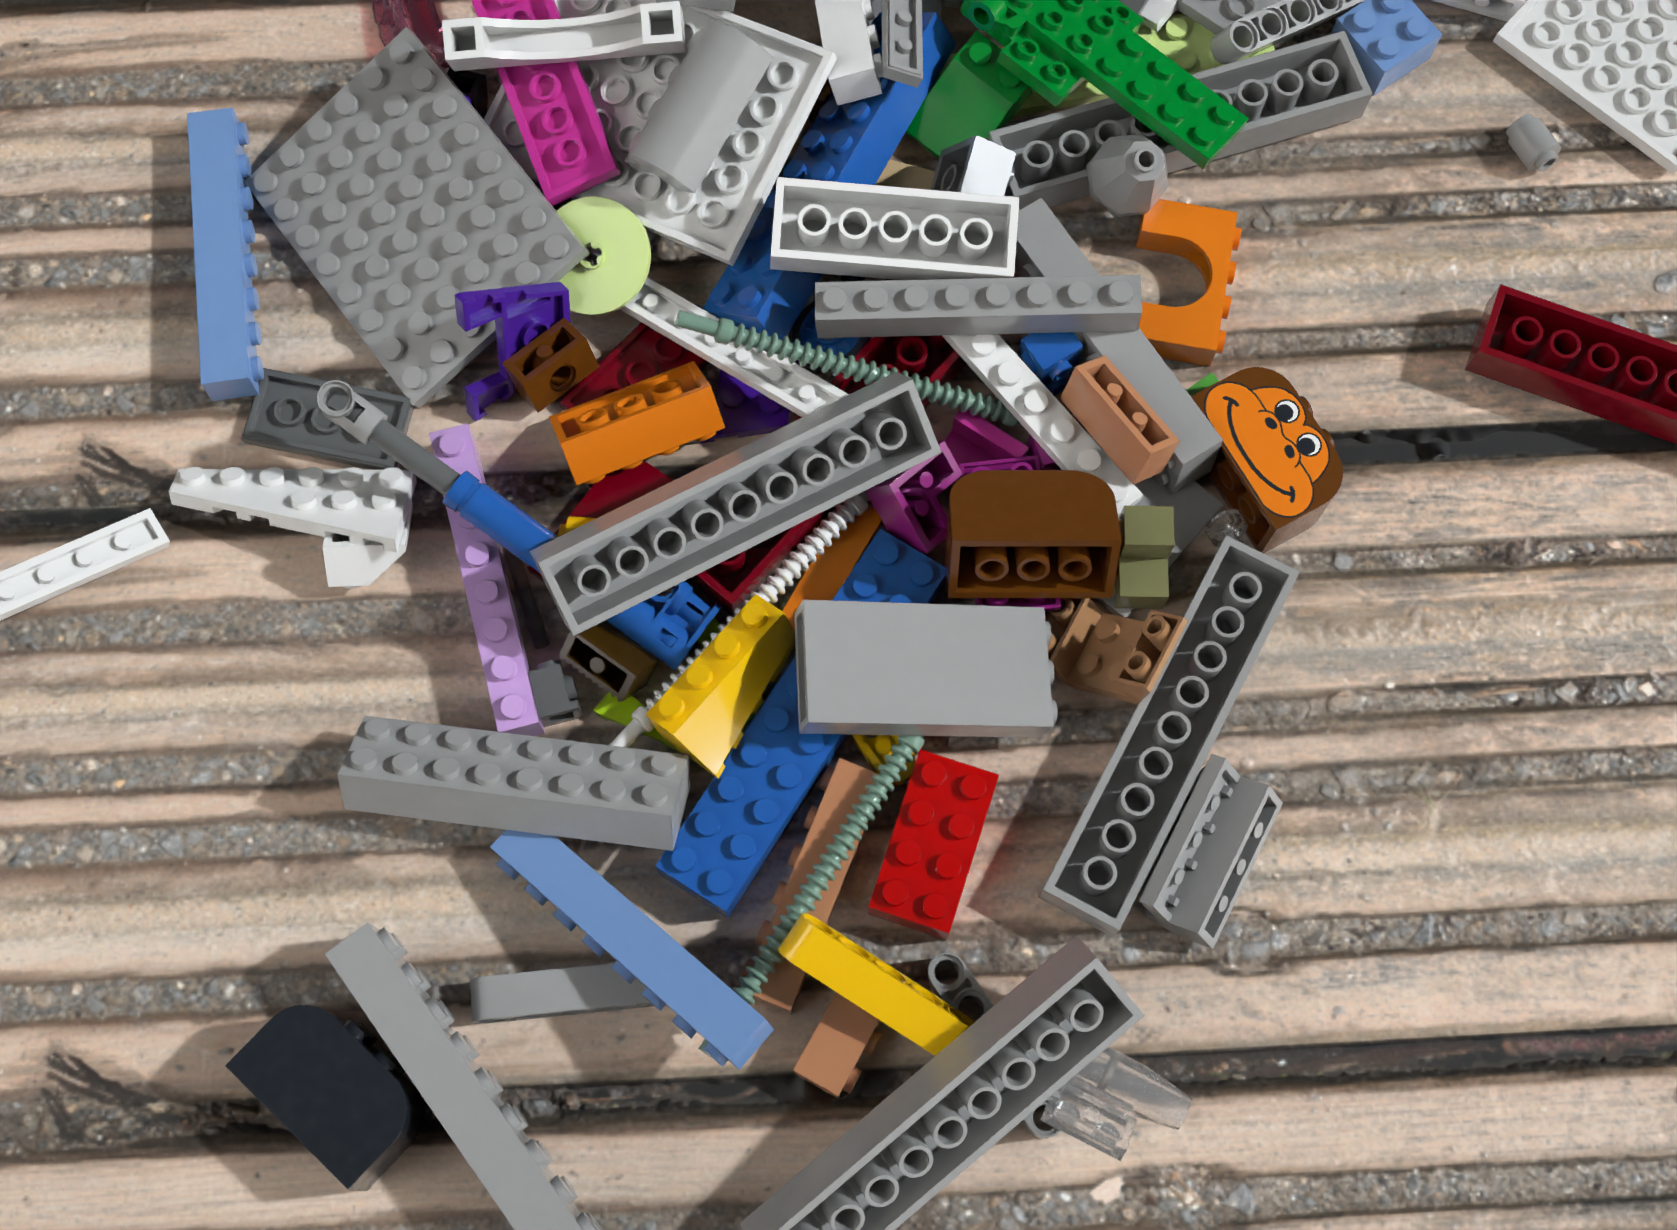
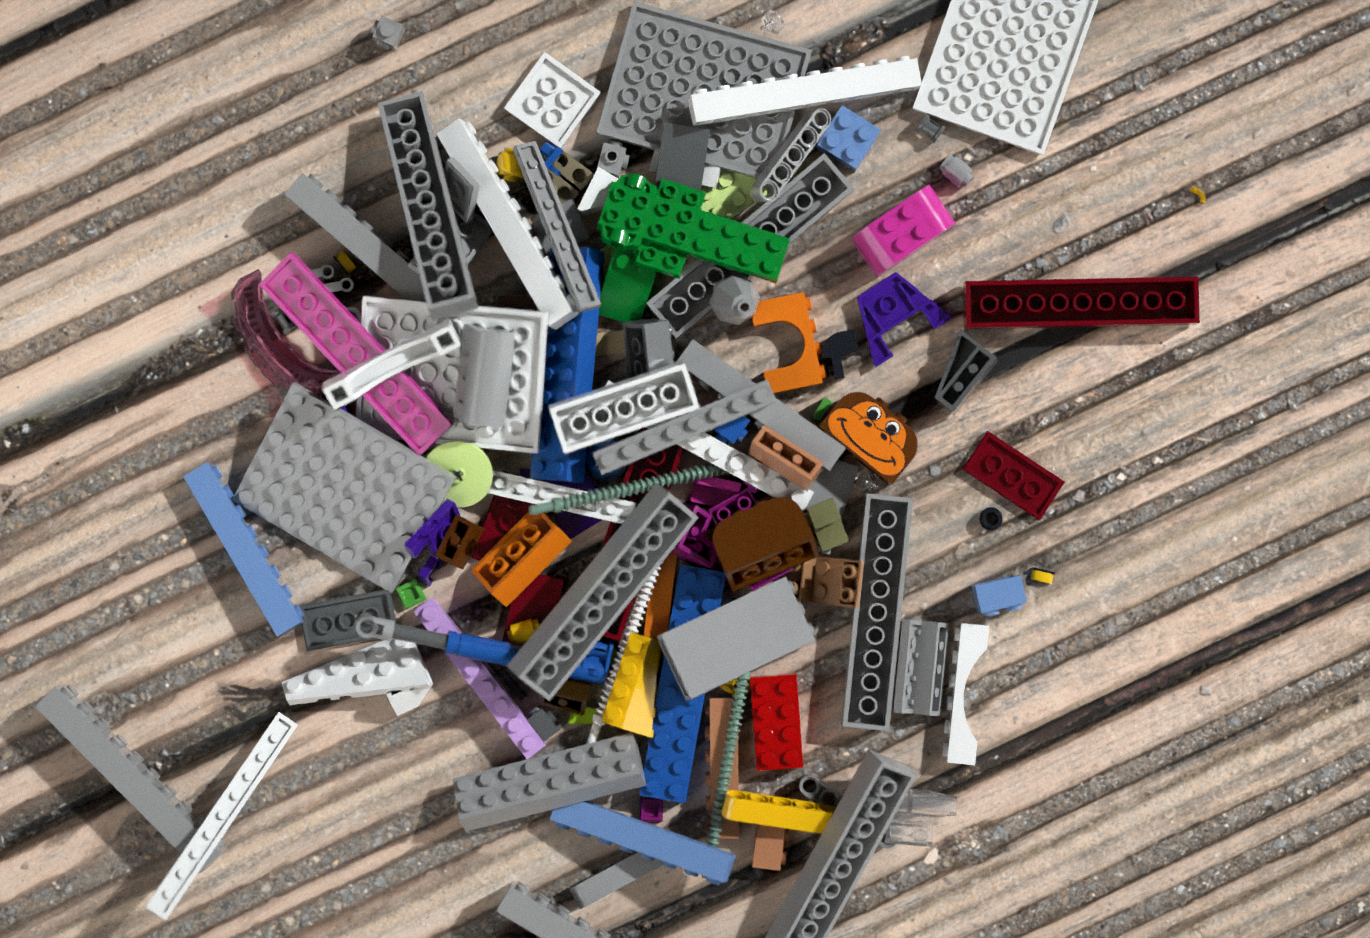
camera: 25 degrees left, 15 degrees up
(440, 415) = (411, 593): none -> bright green tile
(667, 907) = (651, 809): none -> magenta tile
(1234, 1004) = (971, 644): none -> white arch
(1258, 315) = (839, 345): none -> black brick
(1363, 289) = (889, 305): none -> dark purple wing
(1387, 783) = (999, 594): none -> medium blue brick
(1417, 659) = (998, 518): none -> black plate
(1423, 183) = (903, 231): none -> dark pink brick
(1448, 424) = (965, 371): none -> dark grey wedge
(1464, 791) = (1042, 575): none -> yellow piece
(1469, 616) = (1013, 475): none -> dark red tile
(1513, 72) = (930, 128): none -> dark grey bush

